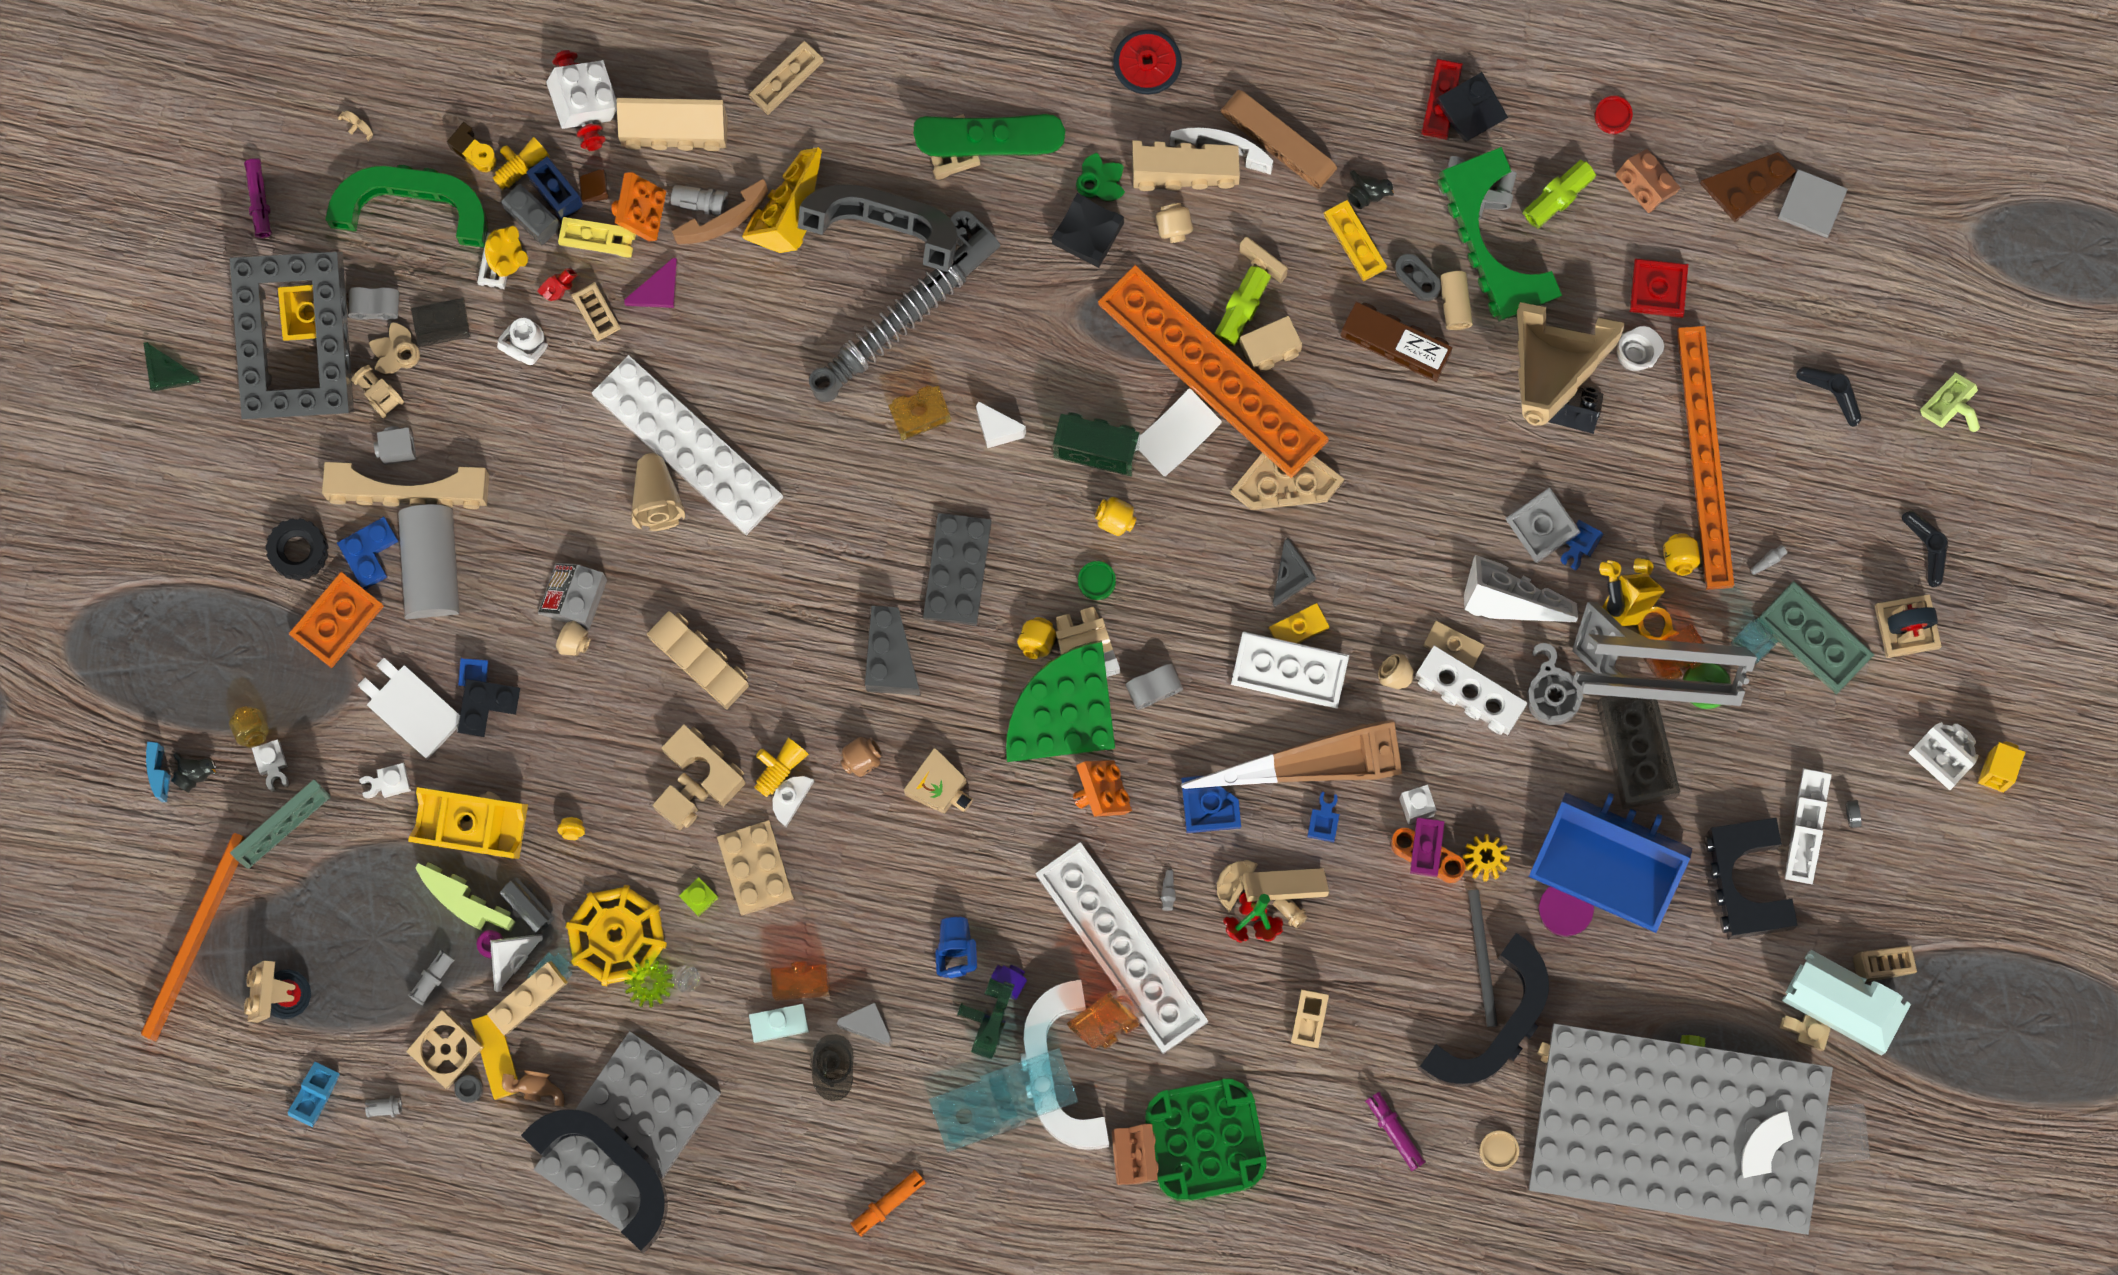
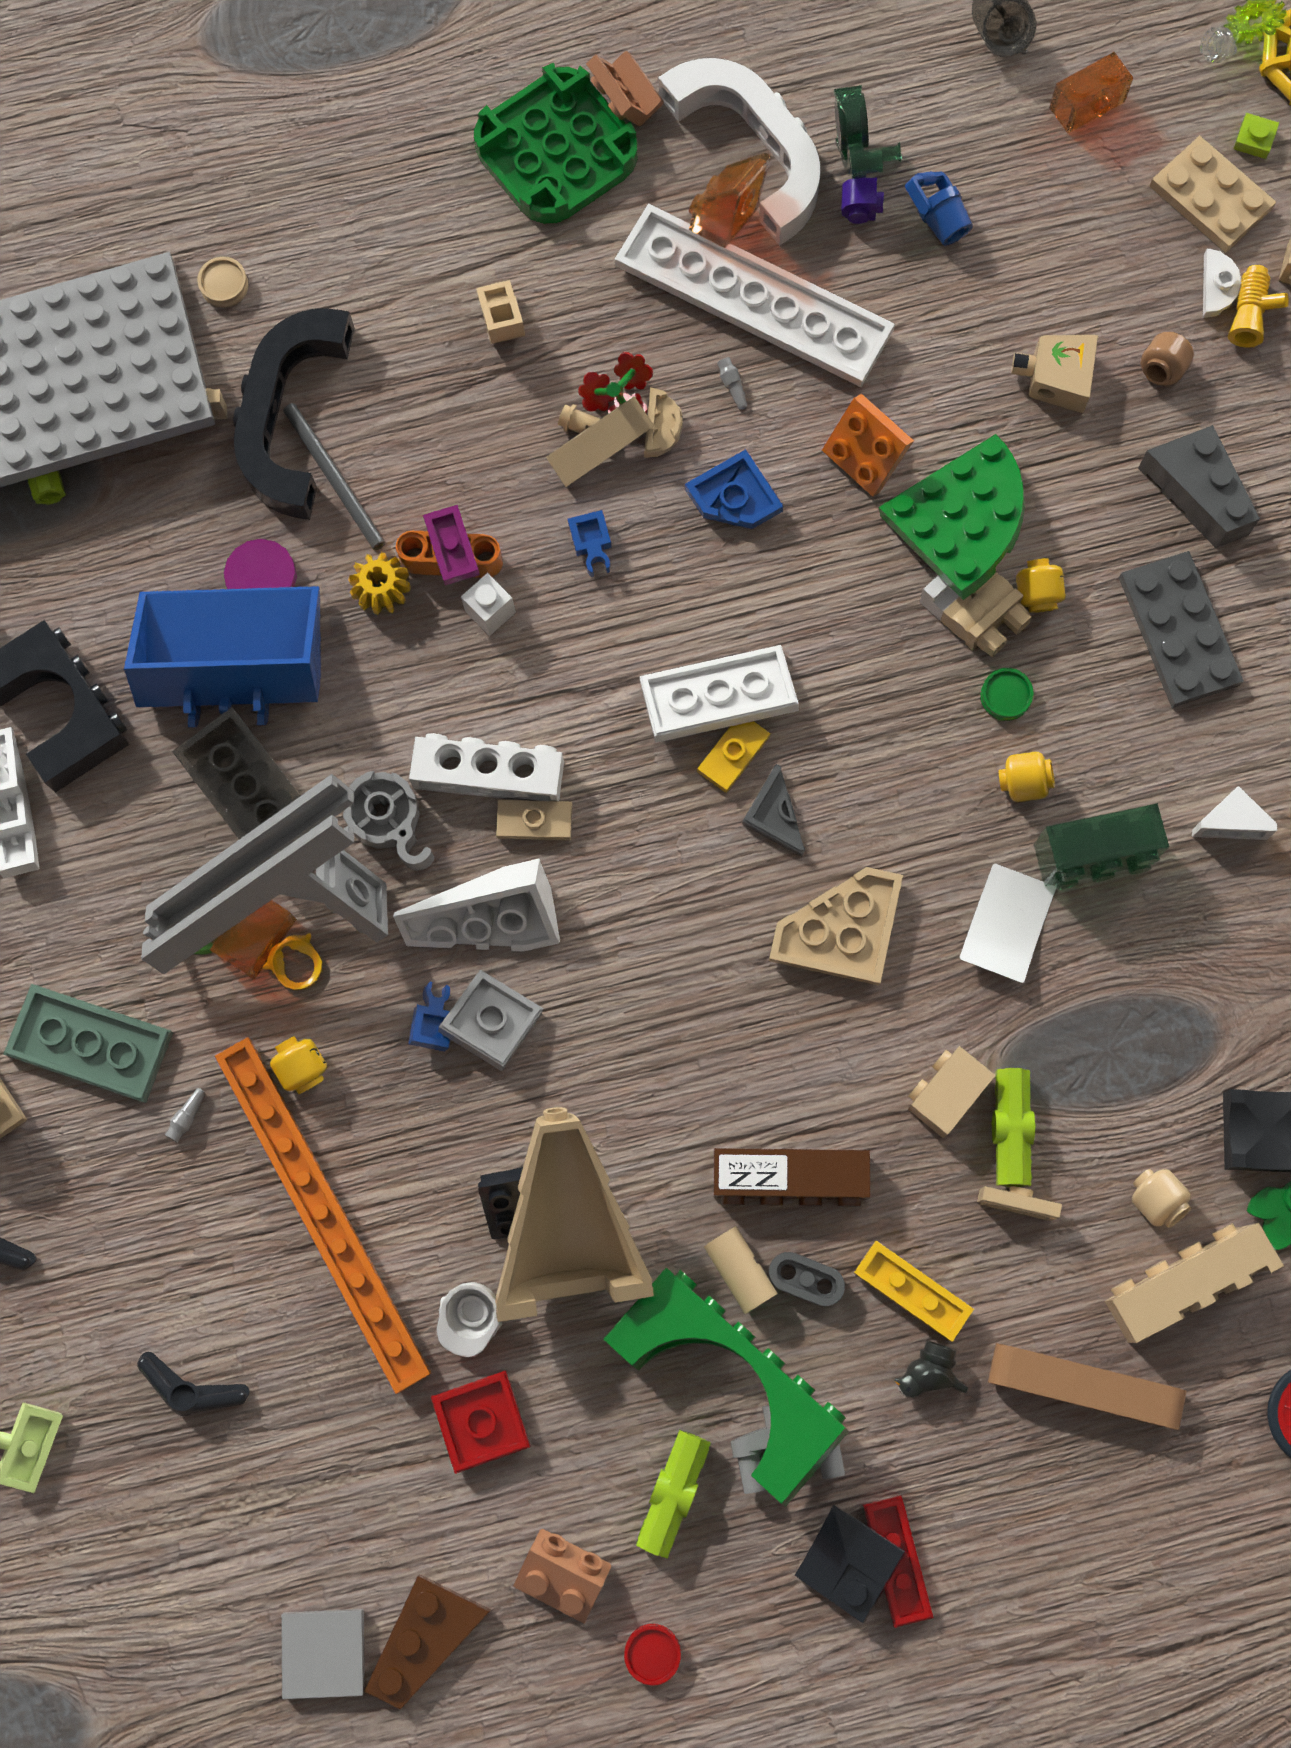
camera: 155 degrees right, 0 degrees up
(778, 1023) = (1092, 45): light aqua tile -> none
(867, 1024) = (990, 85): light grey slope -> none
(1003, 1100) = (797, 68): clear light blue bracket -> none
(1154, 686) = (870, 597): light grey axle -> none
(1213, 371) = (1007, 1017): orange plate -> none
(1256, 157) = (1199, 1328): white slope -> none
(1351, 754) = (600, 621): medium nougat plate -> none
(1395, 1131) = (358, 250): magenta pin -> none
(1396, 672) = (589, 748): tan cone -> none
(1630, 595) = (332, 974): torso -> none
(1756, 639) = (159, 994): clear light blue piece -> none

